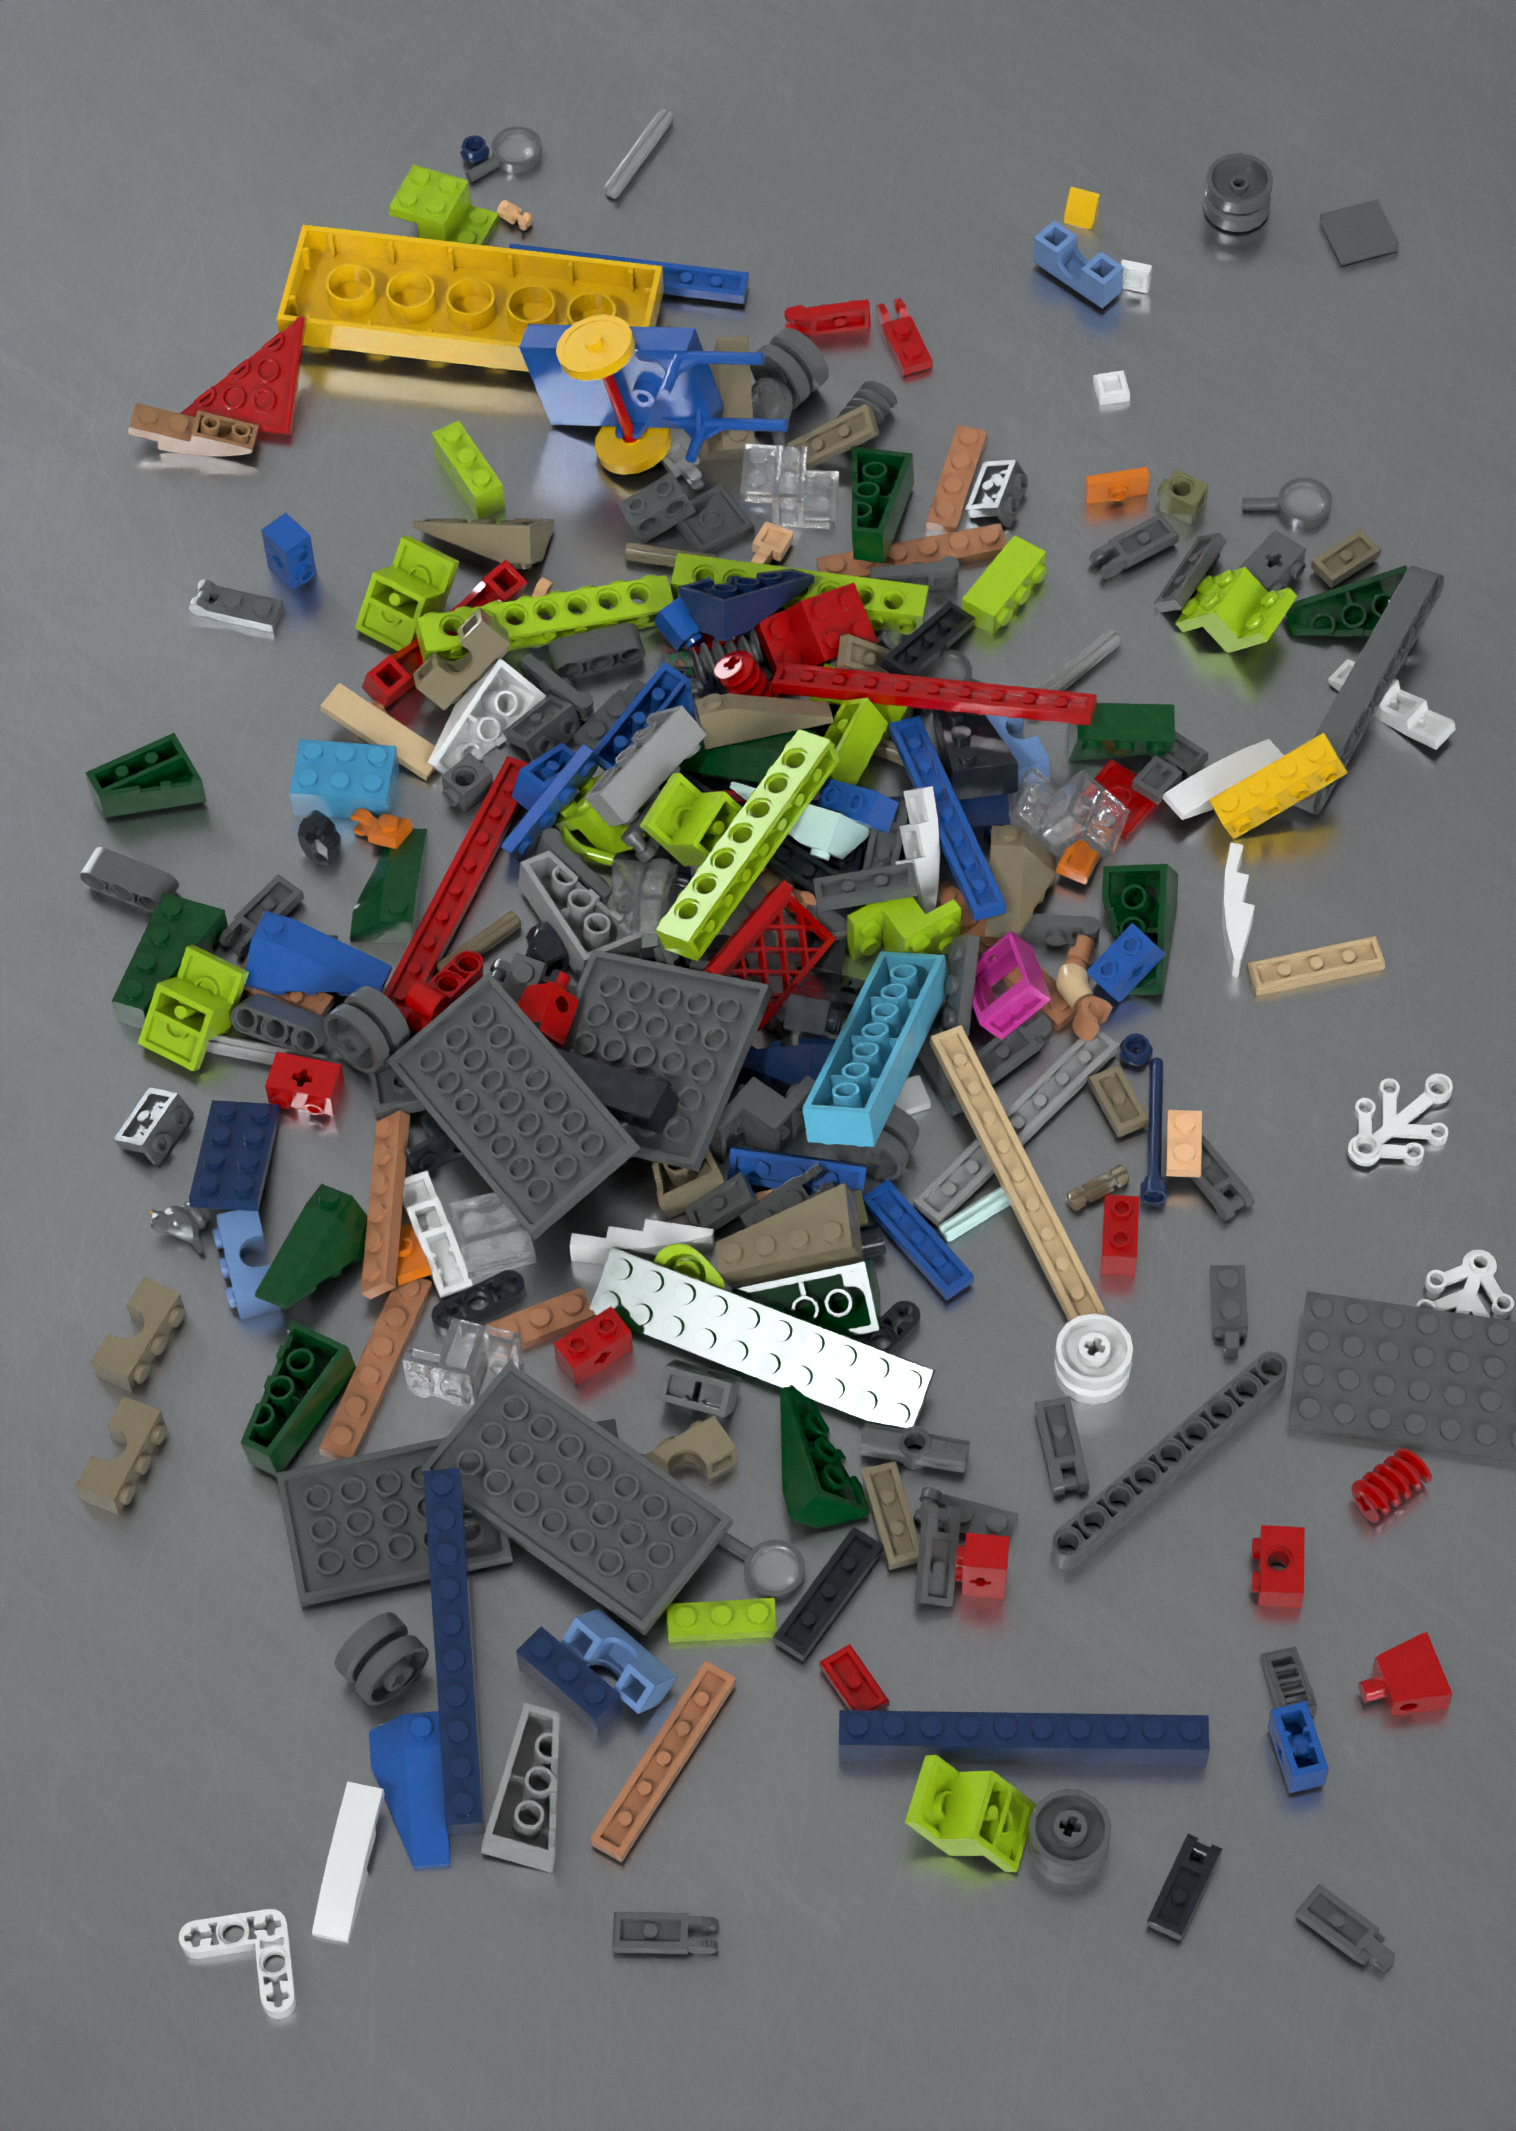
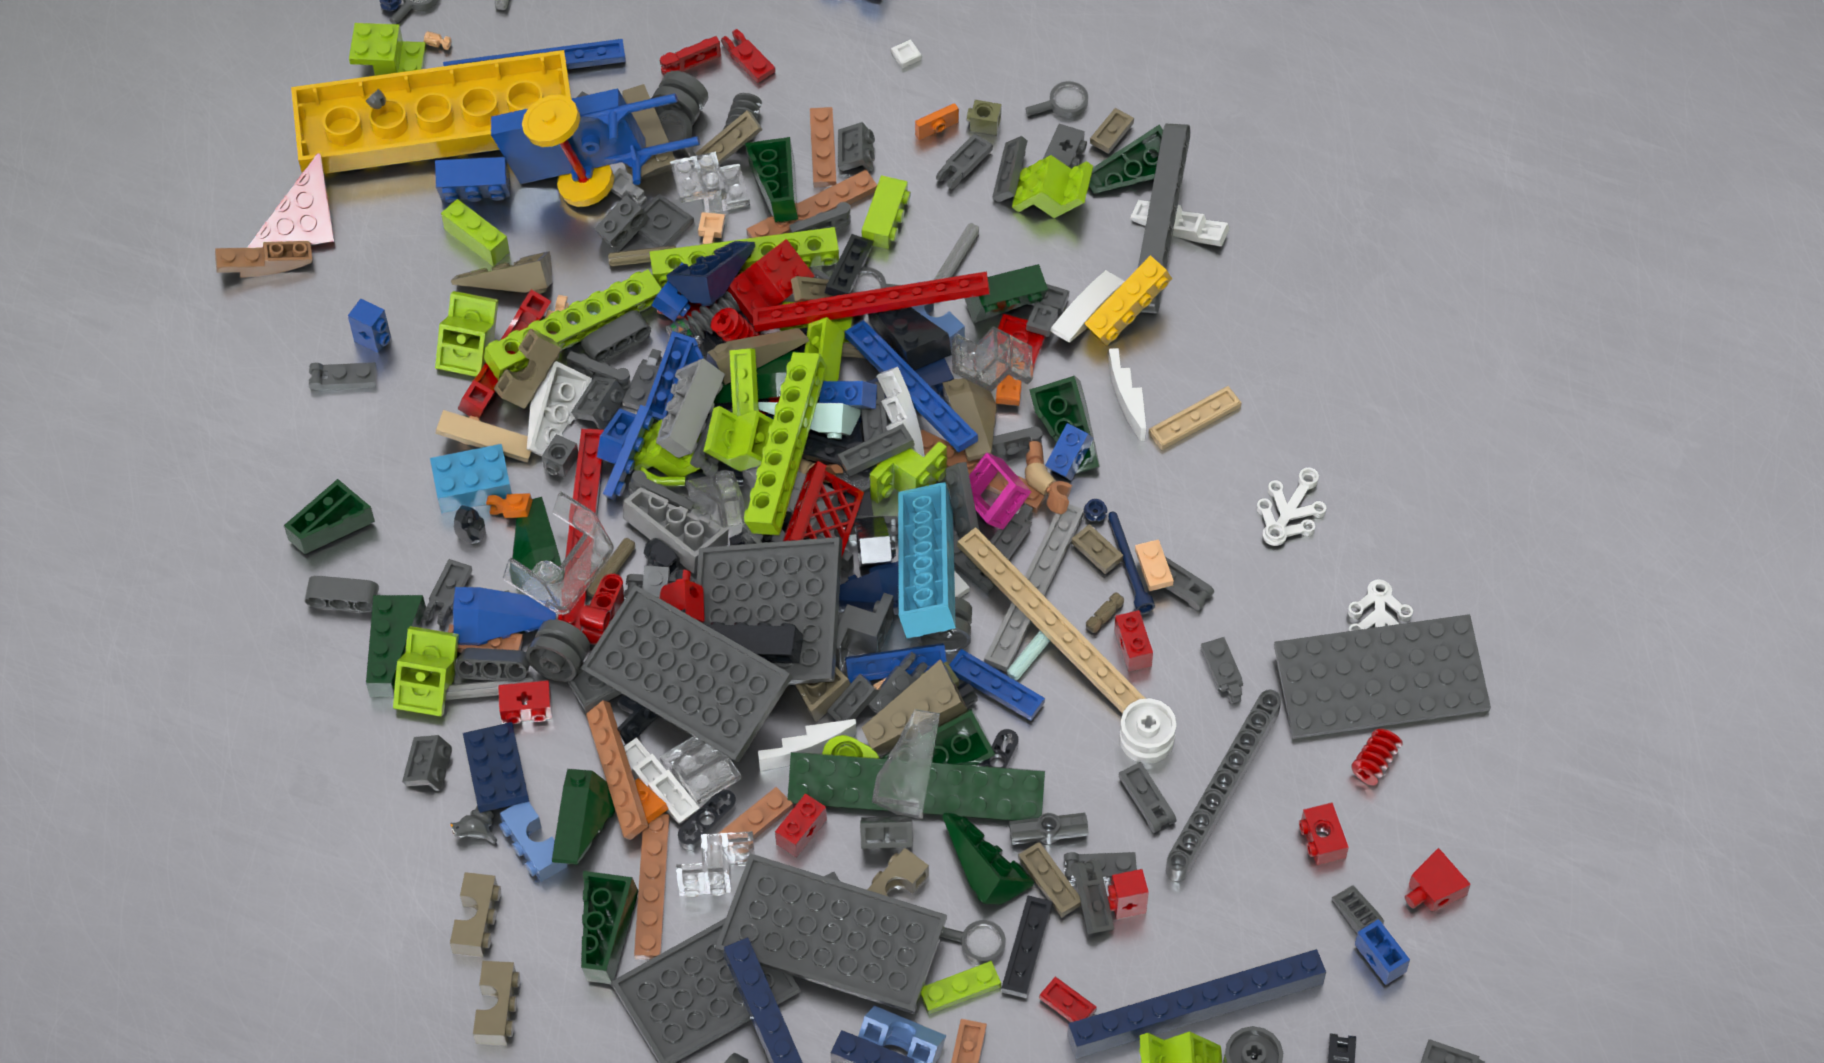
camera: 20 degrees left, 0 degrees up
(400, 267) = (376, 100): none -> dark grey hinge
(410, 946) = (564, 585): none -> clear windscreen
(488, 400) = (472, 179): none -> blue brick
(726, 750) = (743, 381): none -> lime plate
(747, 1320) = (906, 773): none -> clear wedge

